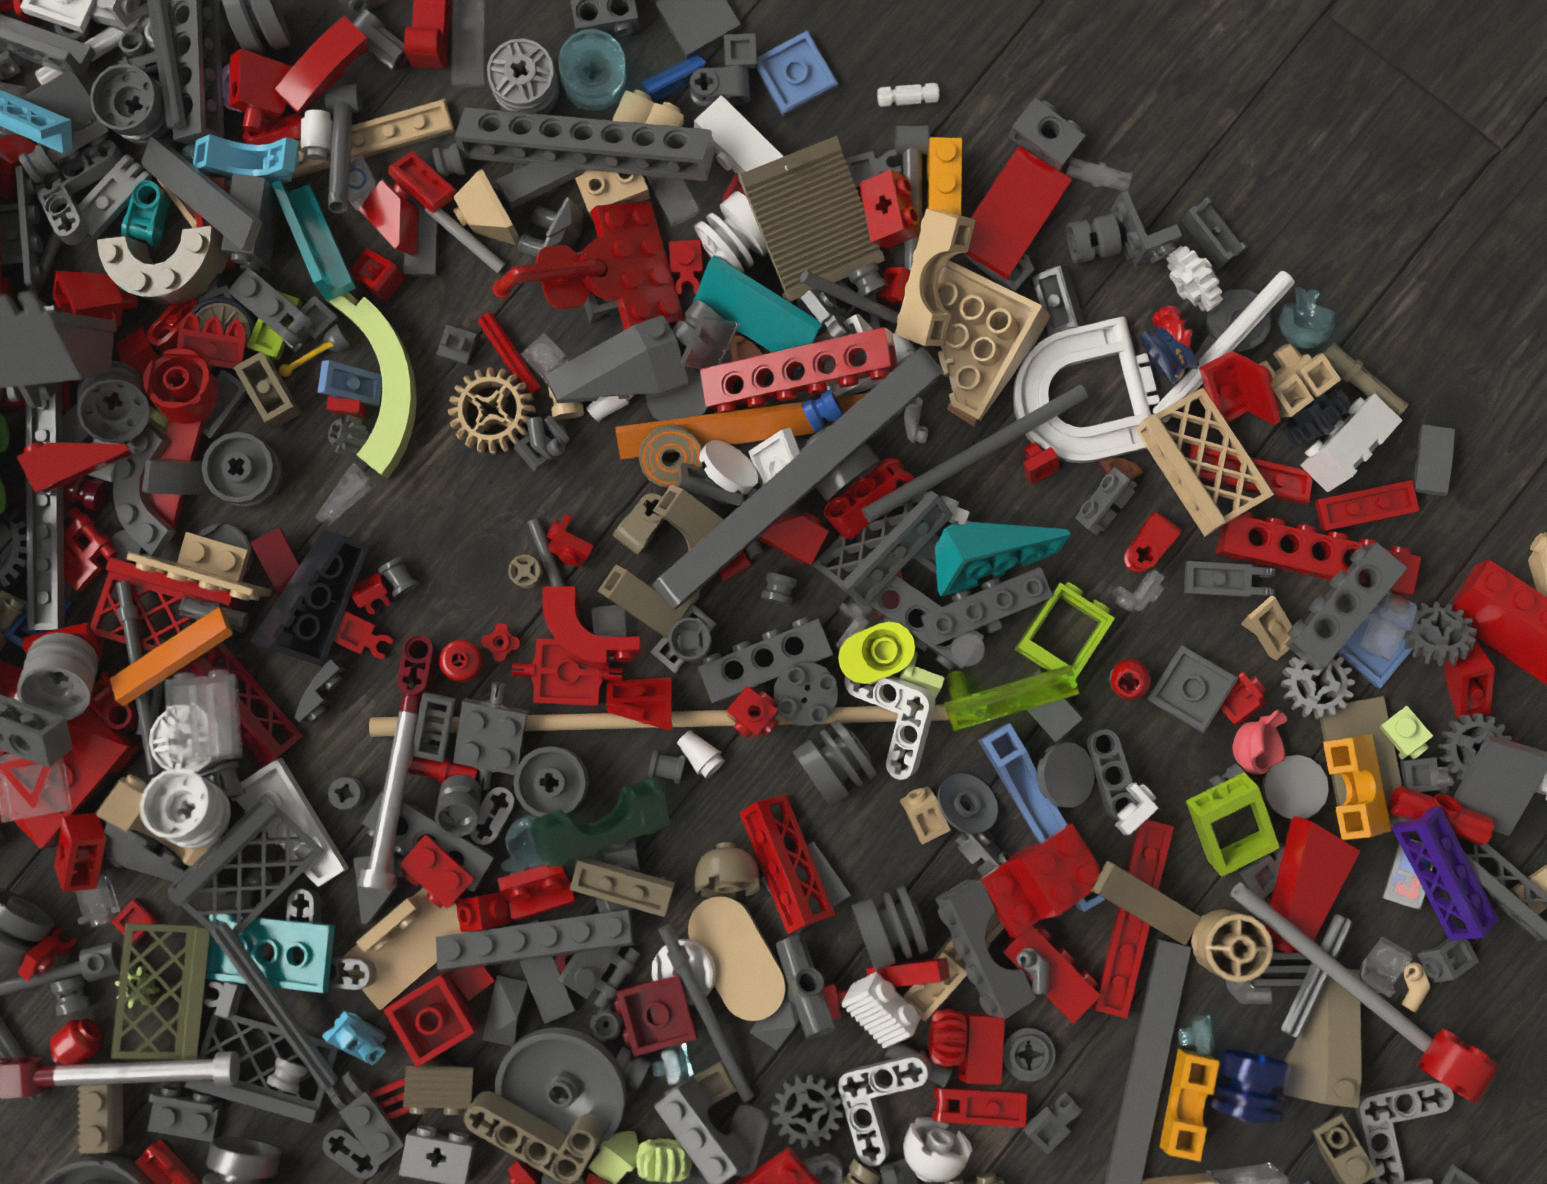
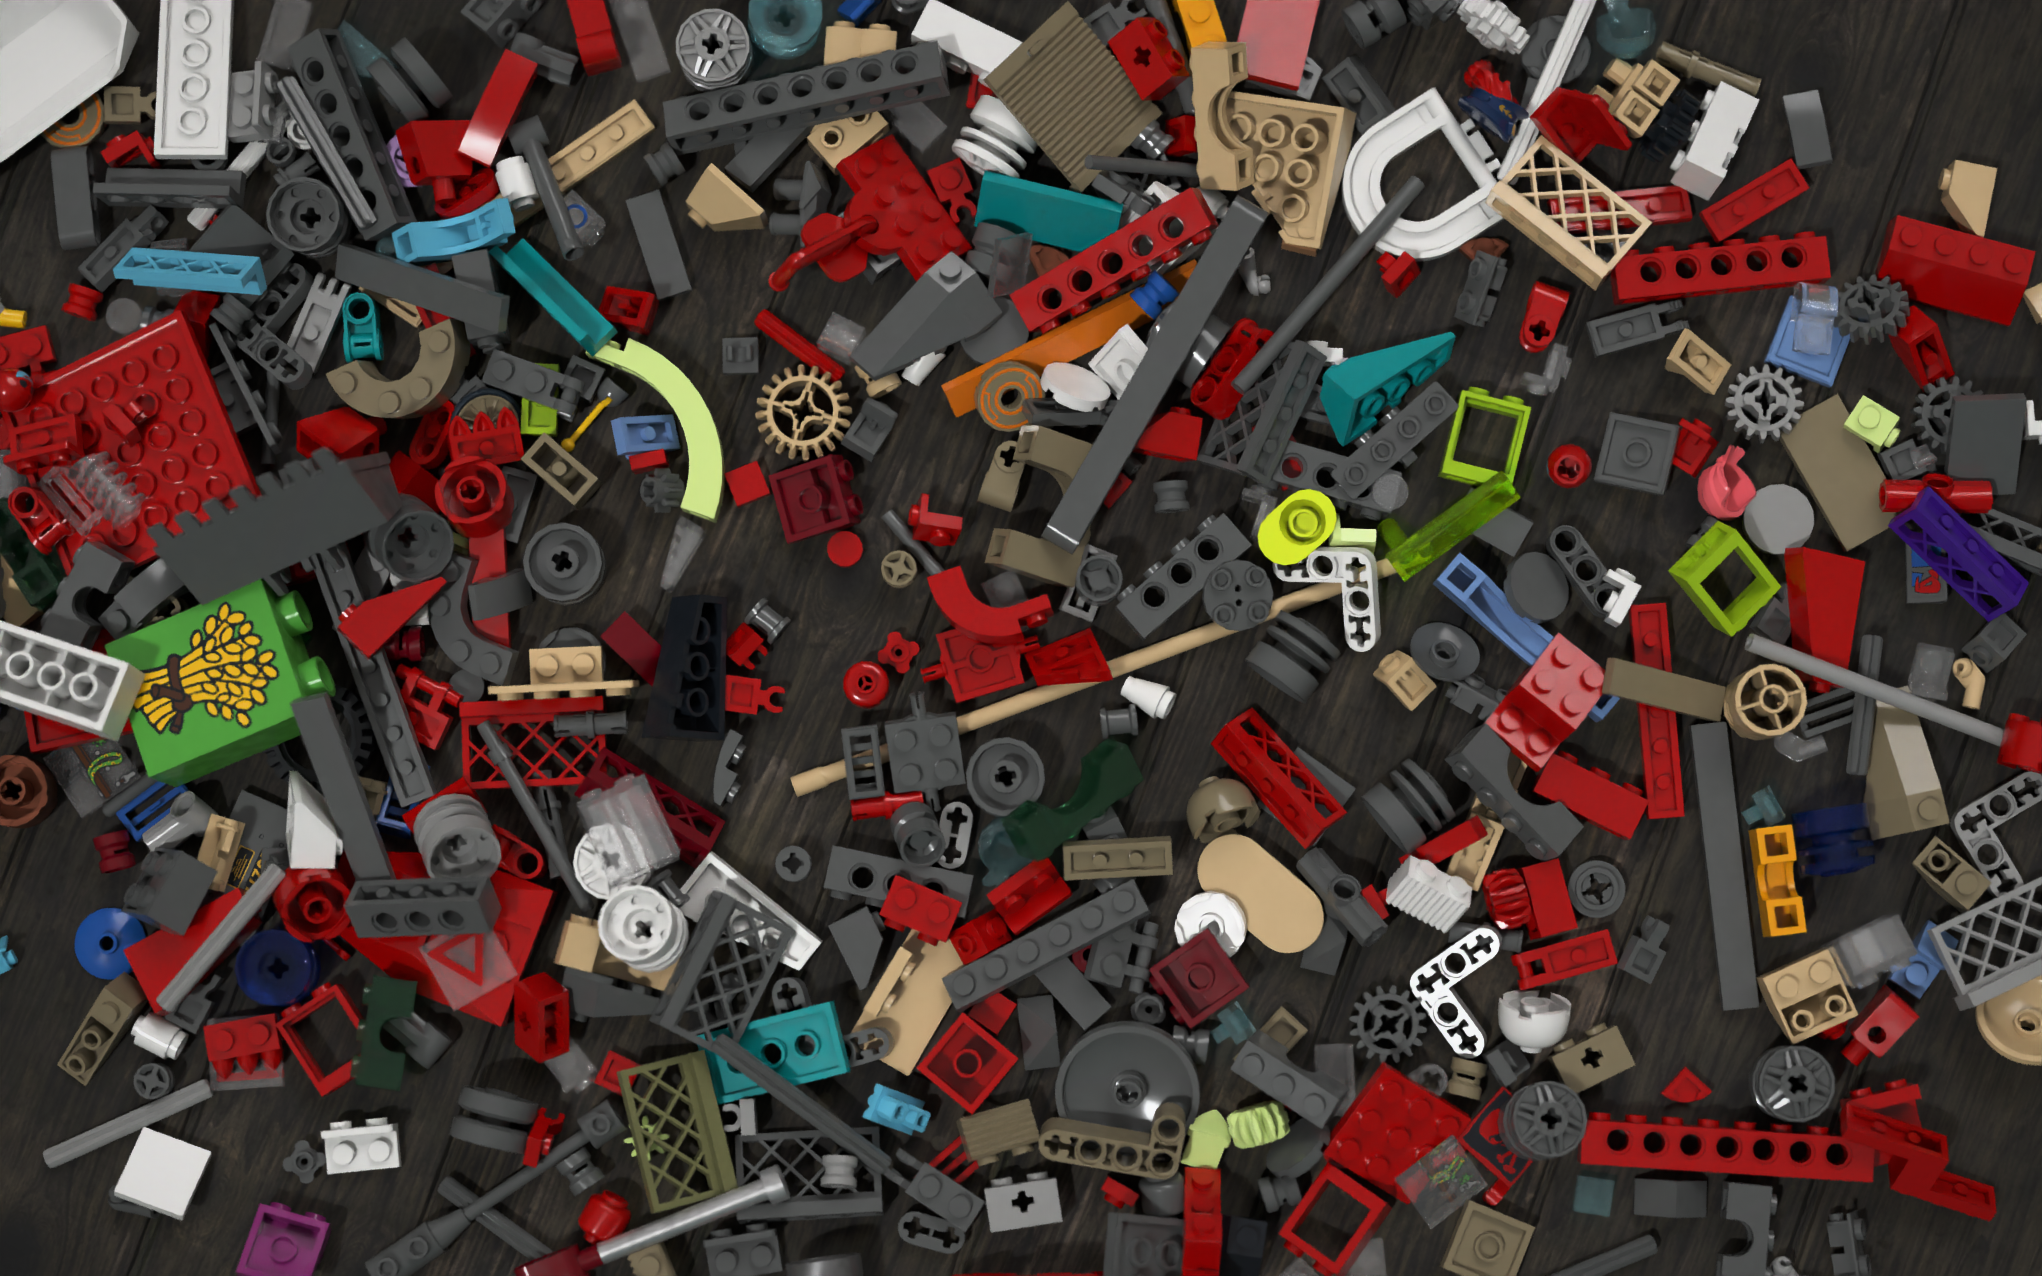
camera: 20 degrees left, 0 degrees up
(171, 656) = (566, 780): orange tile -> none
(377, 875) = (862, 933): flat silver piece -> none
(393, 215) = (628, 242): red slope -> none
(422, 182) = (646, 196): red plate -> none
(424, 455) = (747, 484): none -> red tile
(467, 239) = (709, 239): light grey bar -> none
(476, 487) = (816, 498): none -> dark red plate
(487, 538) = (845, 549): none -> red tile
(540, 442) = (875, 430): dark grey arm -> none
(679, 958) = (1203, 910): dark grey bar -> none
(750, 702) = (1187, 622): red brick -> none
(1036, 966) = (1572, 792): dark grey arm -> none
(1365, 805) = (1854, 511): light orange arch -> none
(1383, 573) = (1790, 264): dark grey brick -> none

